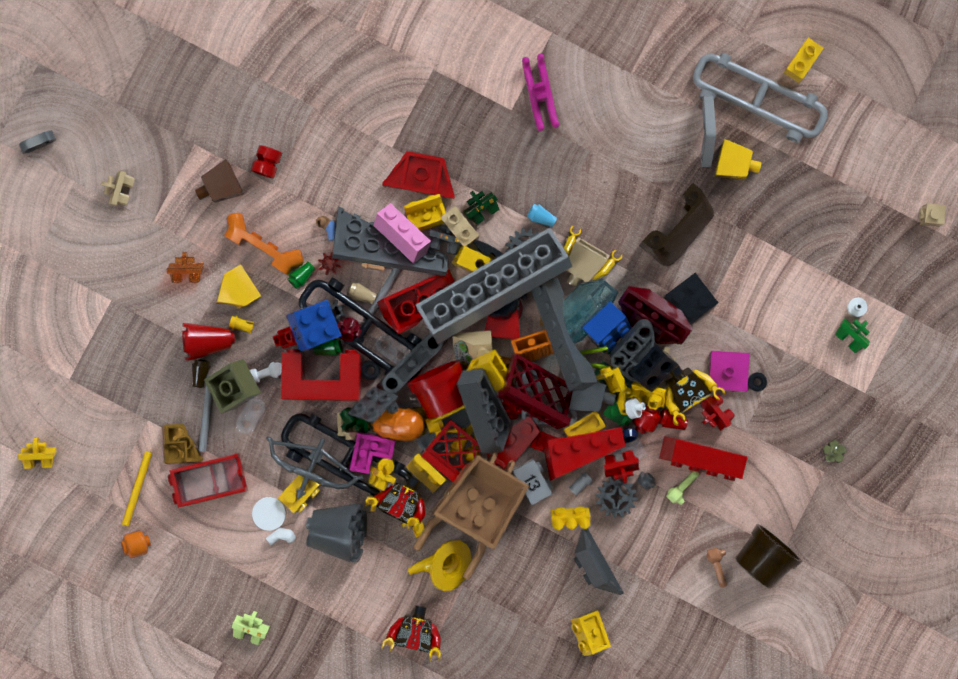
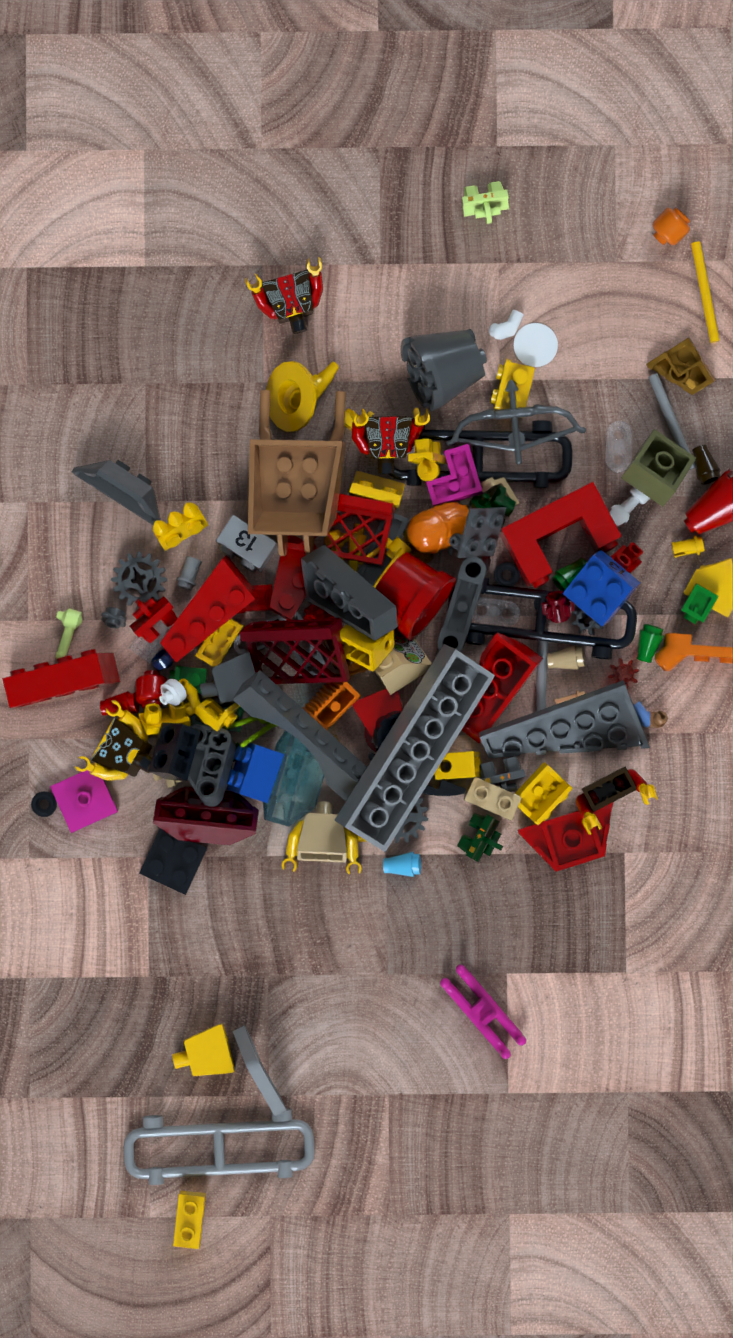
camera: 150 degrees right, 0 degrees up
(207, 480) = (627, 344): clear door -> none
(255, 282) = (698, 604): none -> green bracket
(381, 191) = (608, 790): none -> torso
(402, 233) = (557, 754): bright pink brick -> none
(590, 633) = (85, 405): yellow bracket -> none
(669, 248) = (216, 964): dark brown windscreen -> none
(714, 414) = (75, 737): red hips -> none

